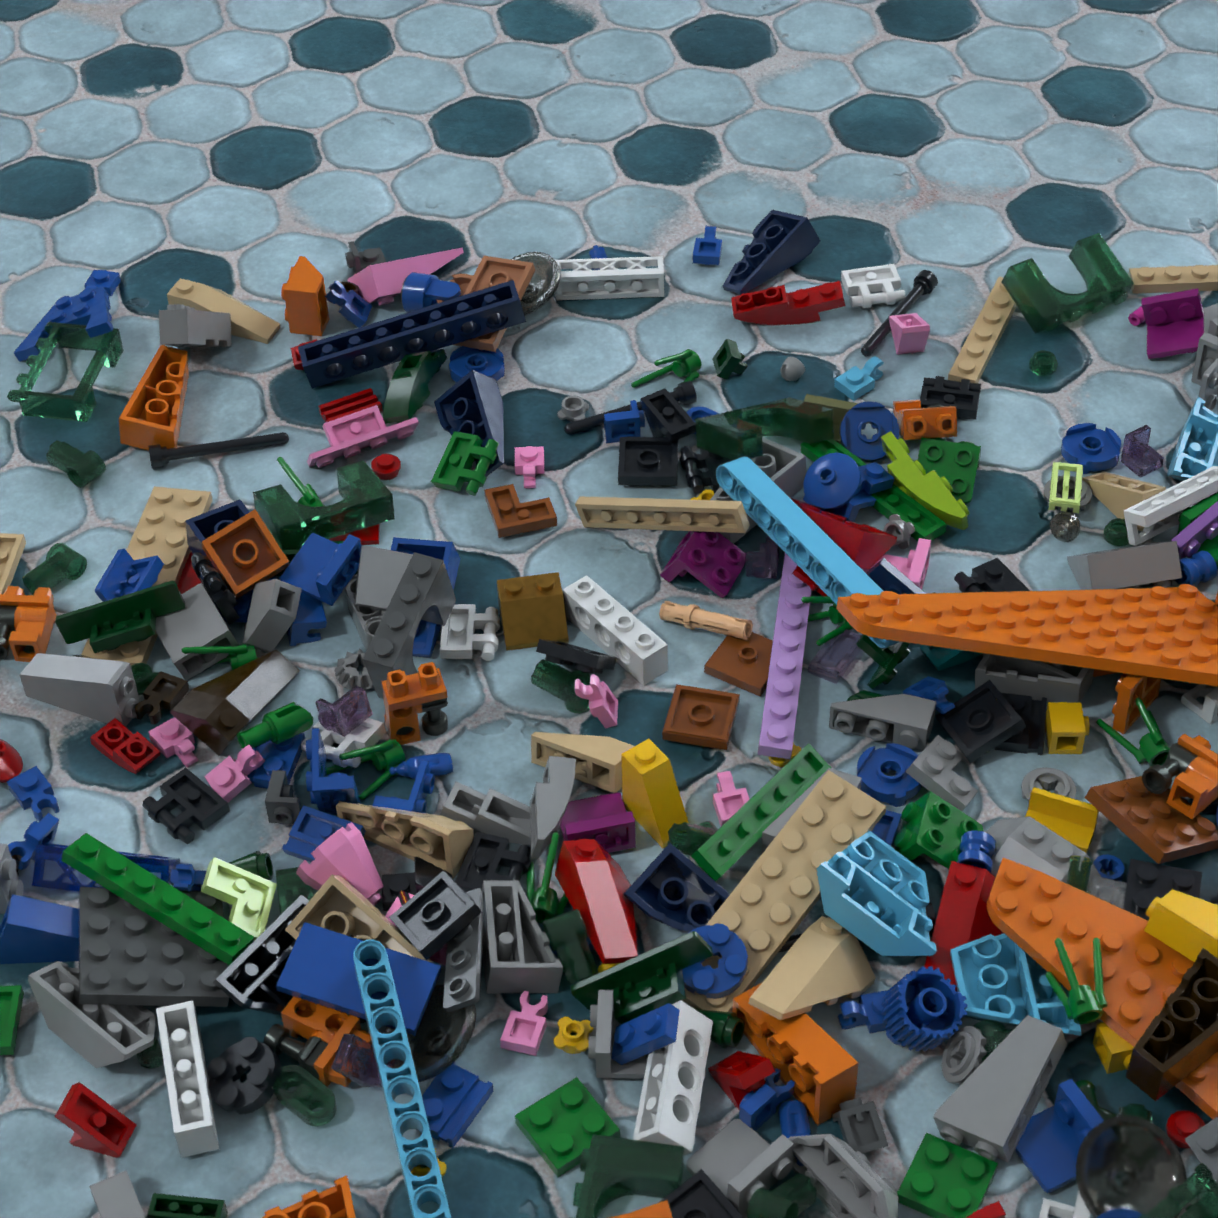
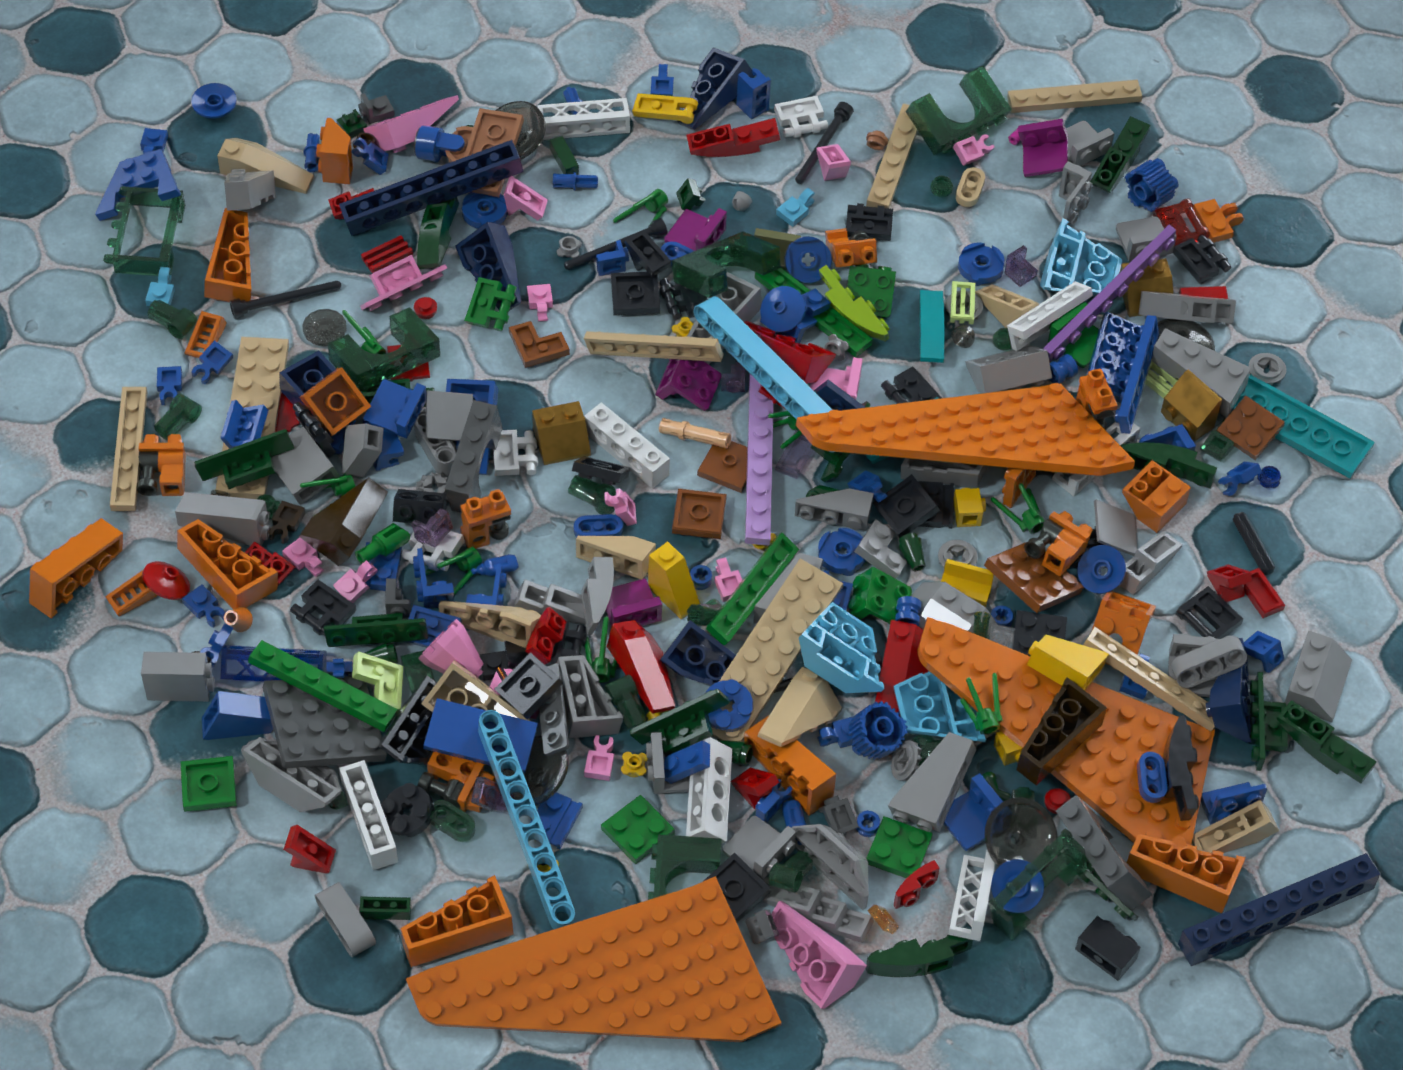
camera: 10 degrees left, 10 degrees up
(53, 530) = (169, 382): none -> blue plate
(69, 746) = (225, 567): none -> orange wedge
(70, 810) = (239, 619): none -> orange cone
(75, 432) = (163, 289): none -> medium azure plate
(113, 467) = (201, 326): none -> orange slope
(113, 509) = (214, 359): none -> blue plate
(179, 245) = (214, 100): none -> blue dish
(246, 835) = (375, 630): none -> dark green bracket
(256, 477) = (324, 326): none -> clear smoke wheel
(278, 305) = (309, 151): none -> blue axle
(329, 683) = (417, 505): none -> black brick
(334, 272) = (352, 123): none -> dark green tile
(471, 852) = (545, 634): none -> red slope
(521, 351) = (523, 197): none -> bright pink slope
(565, 722) = (598, 525): none -> blue plate
(580, 316) = (563, 155): none -> dark green piece
(590, 341) = (574, 181): none -> blue axle
(698, 787) = (704, 571): none -> blue bush
(708, 269) = (665, 107): none -> yellow plate
(730, 394) = (696, 230): none -> magenta bracket
(816, 256) = (753, 93): none -> blue hinge
(905, 1131) = (864, 830): none -> blue bush
(964, 312) = (876, 140): none -> nougat plate
(986, 776) = (912, 549): none -> dark green cone
(1024, 513) = (931, 326): none -> teal slope
(1079, 365) = (970, 187): none -> tan plate
(1082, 327) = (972, 150): none -> bright pink plate

